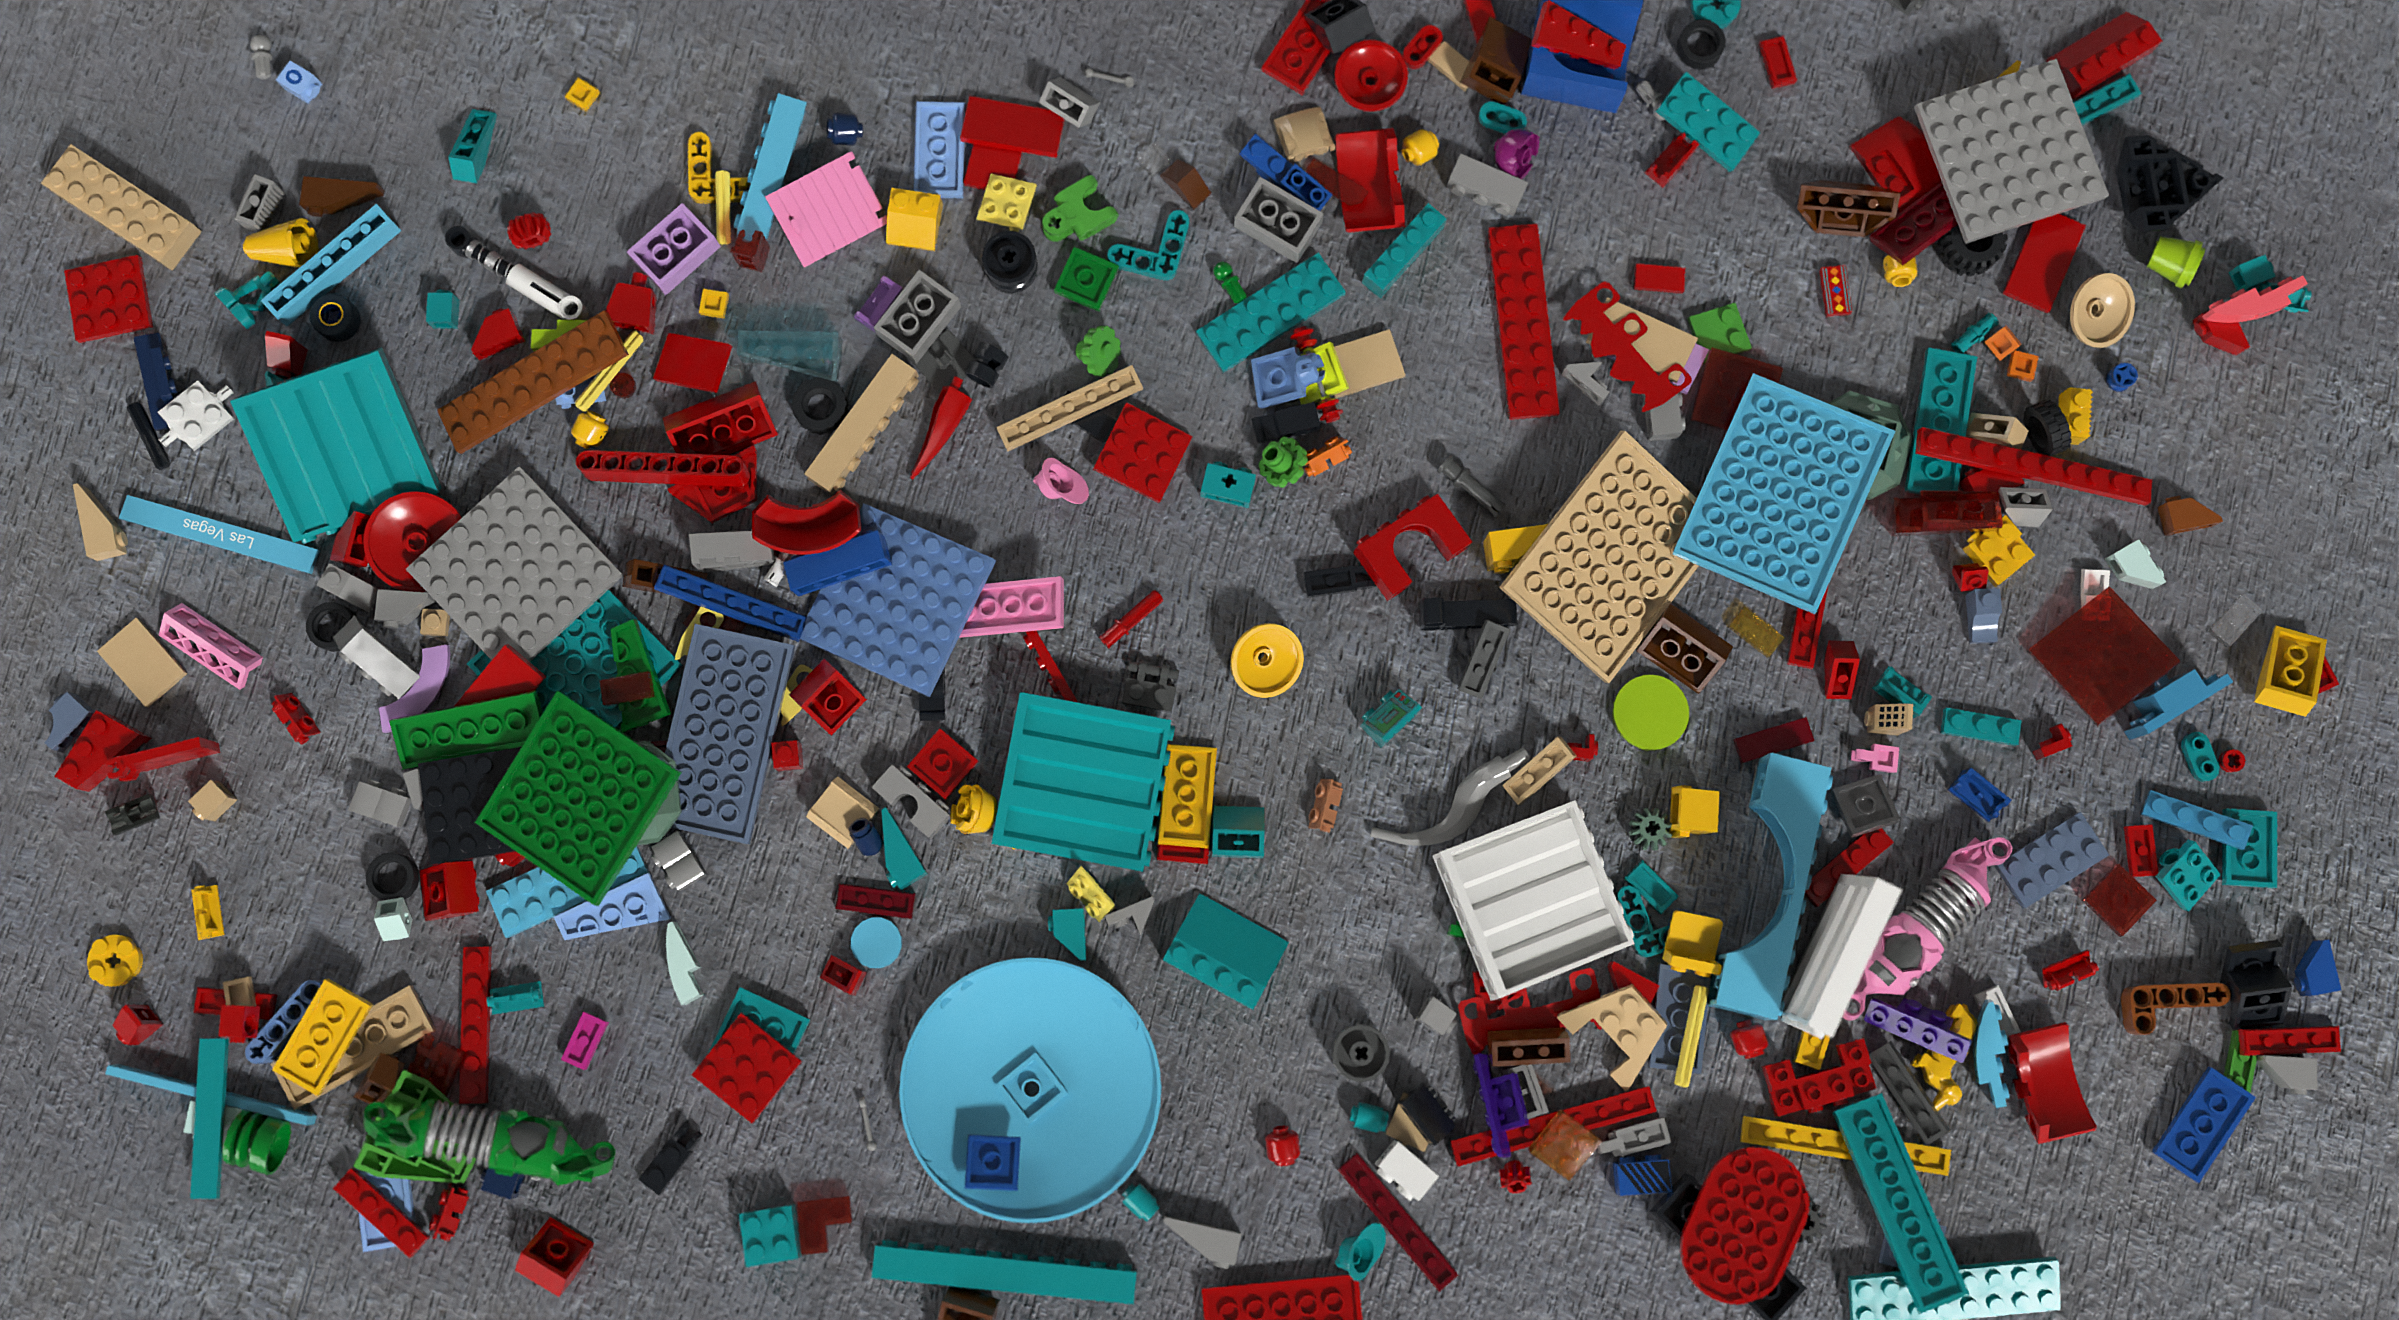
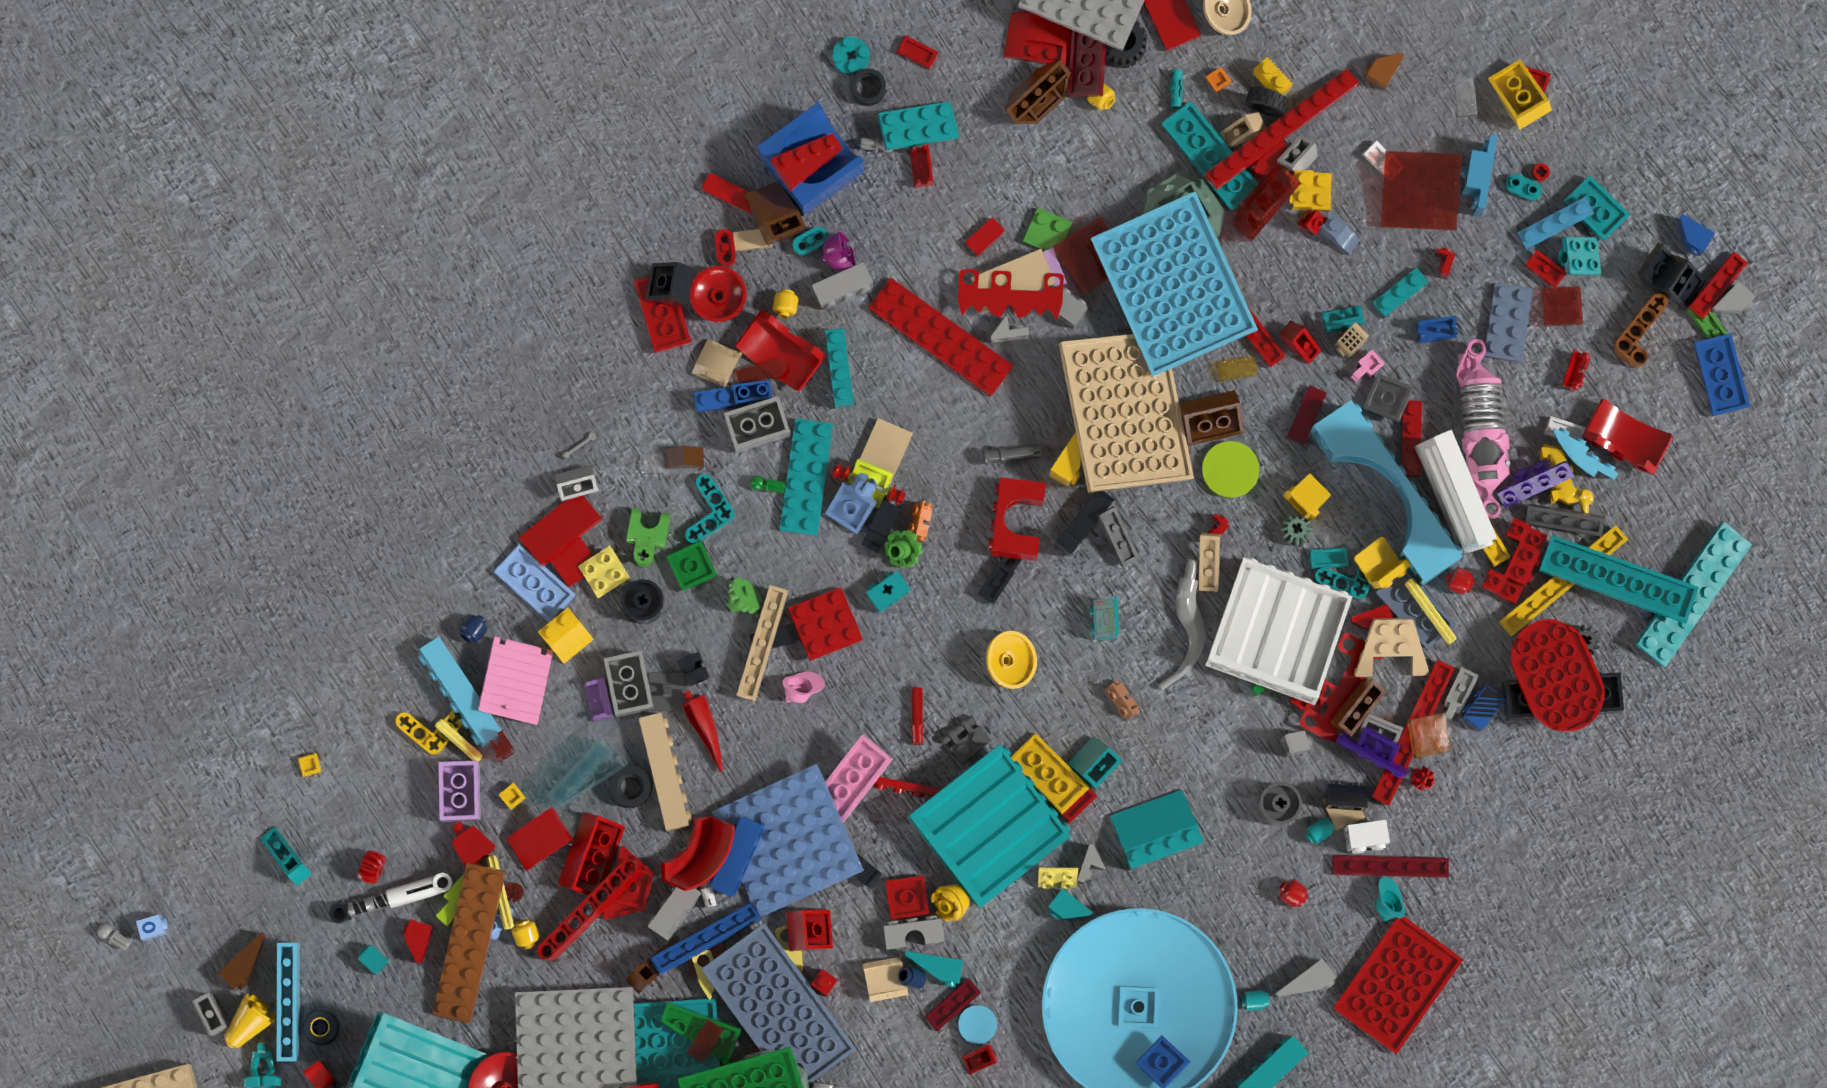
camera: 50 degrees left, 0 degrees up
(1835, 290) = (1081, 144): red tile -> none
(2003, 342) = (1195, 78): orange plate -> none
(2127, 374) = (1276, 27): blue wheel -> none
(2135, 566) = (1386, 124): light aqua slope -> none

